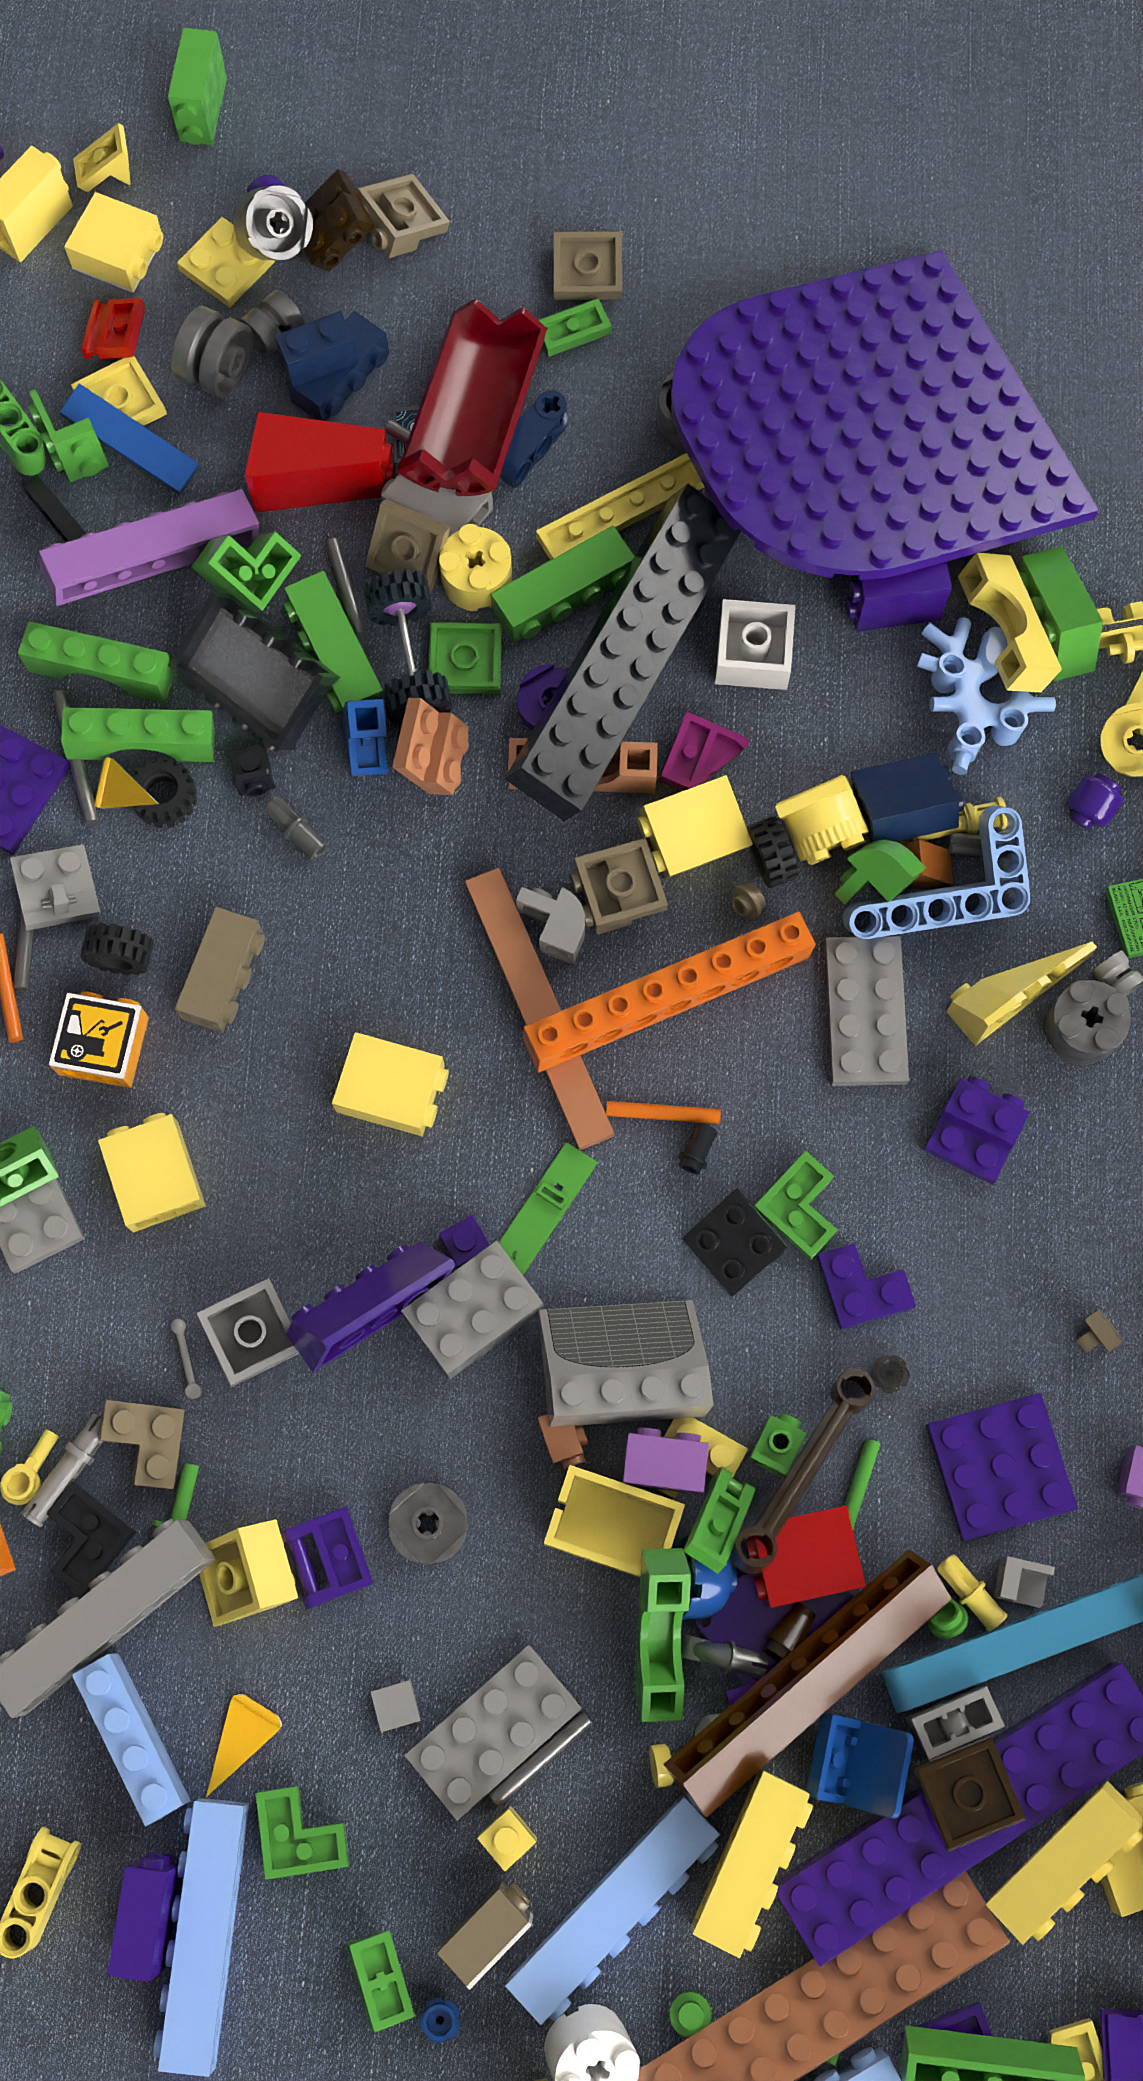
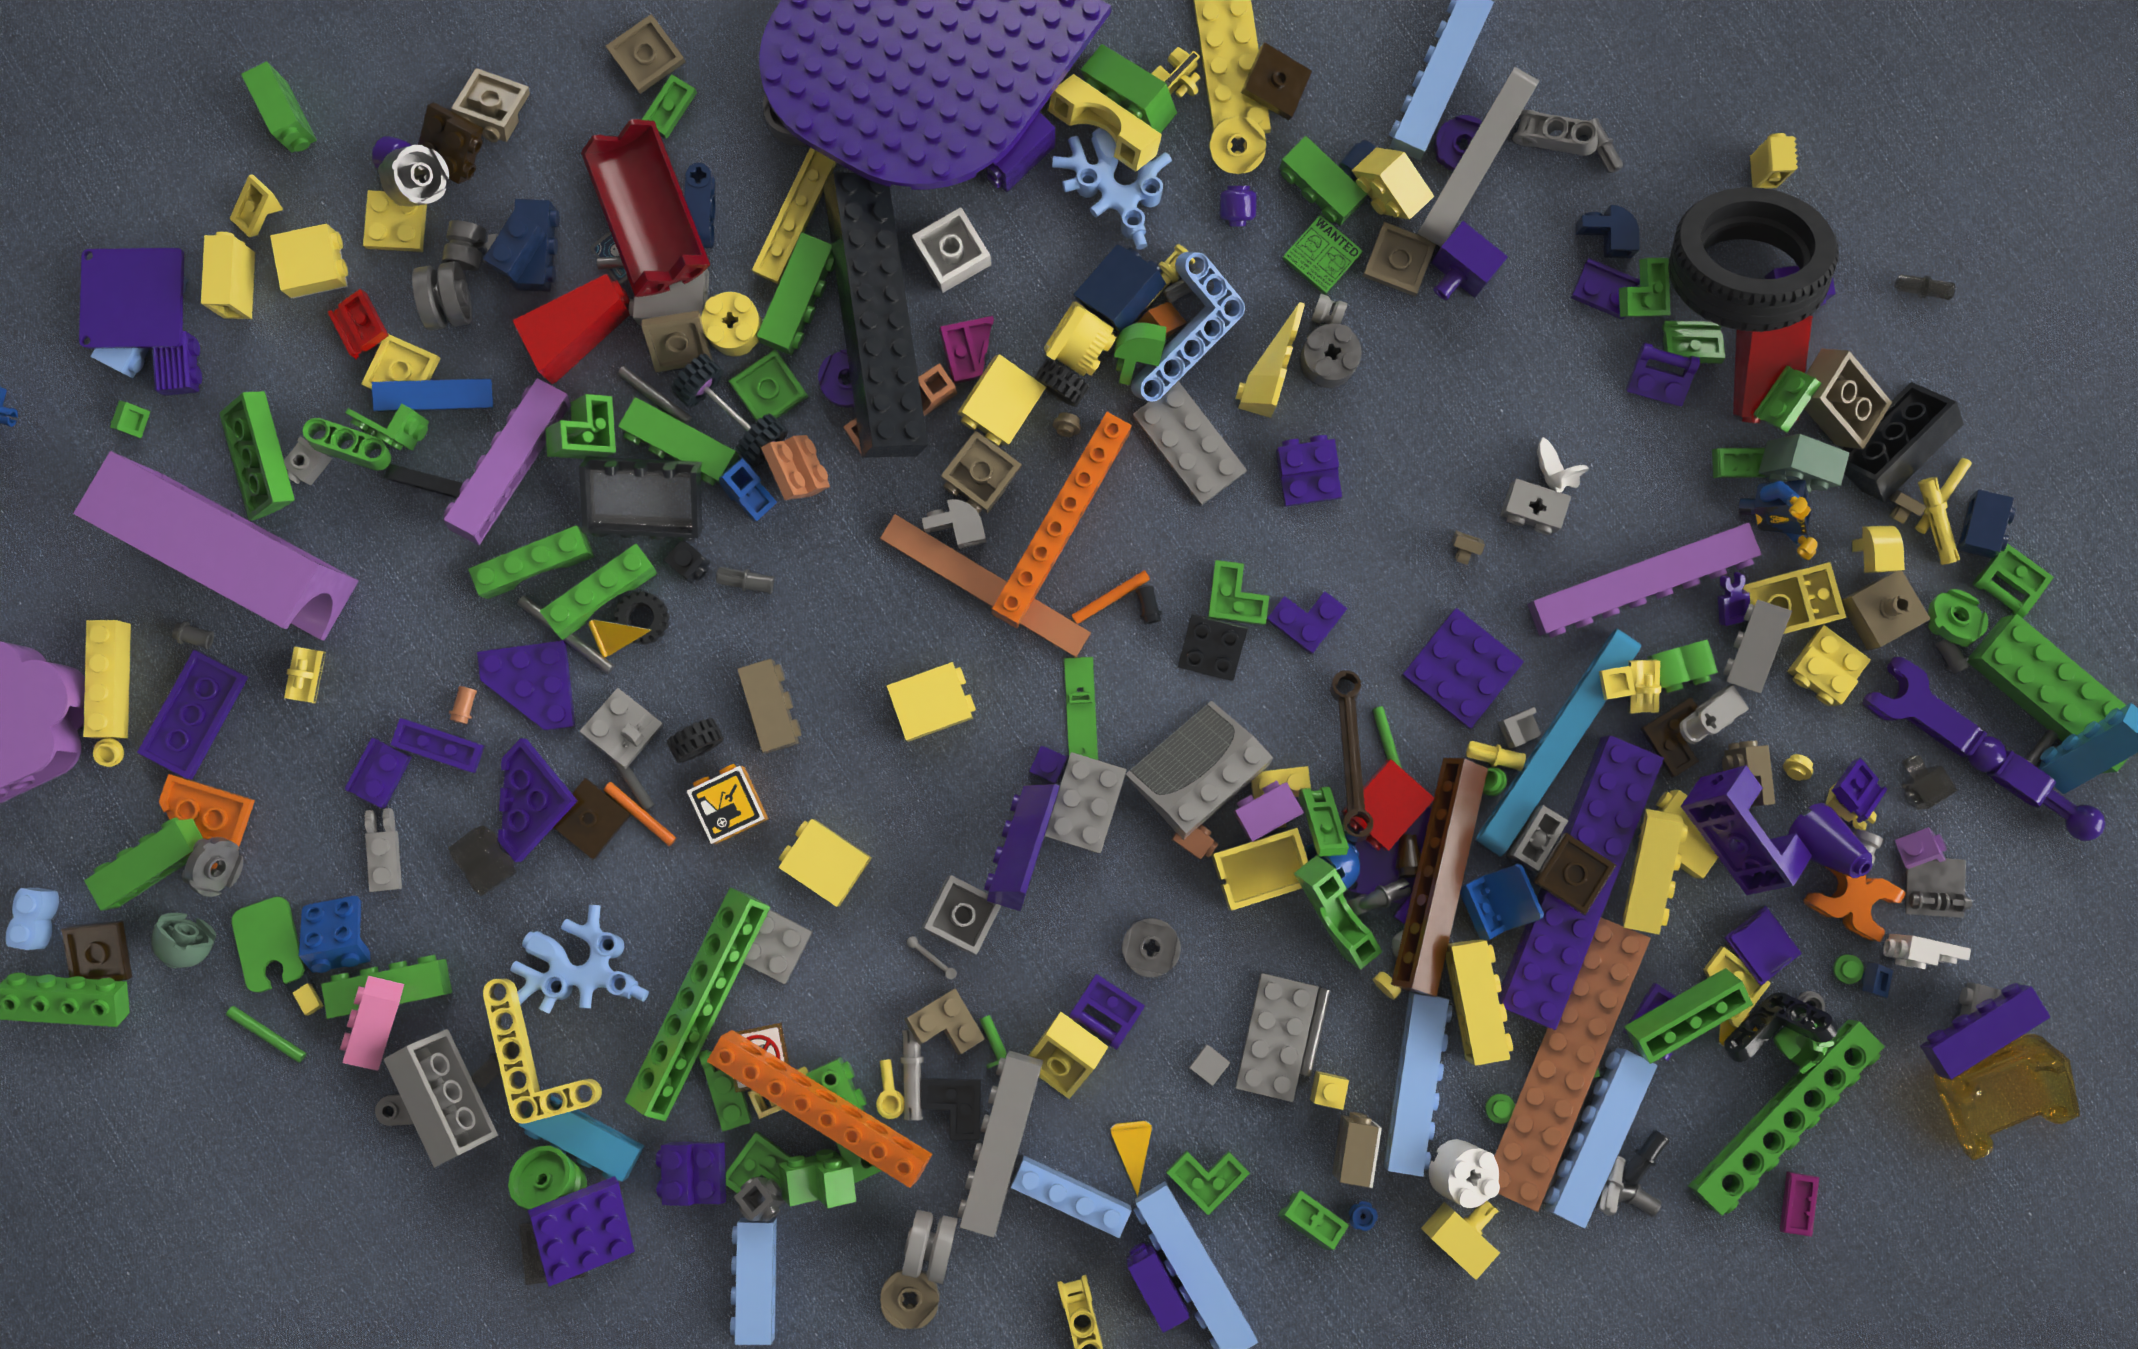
camera: 40 degrees left, 10 degrees up
(774, 1459) = (1319, 761): bright green brick -> none
(895, 1364) = (1360, 652): clear smoke plate -> none

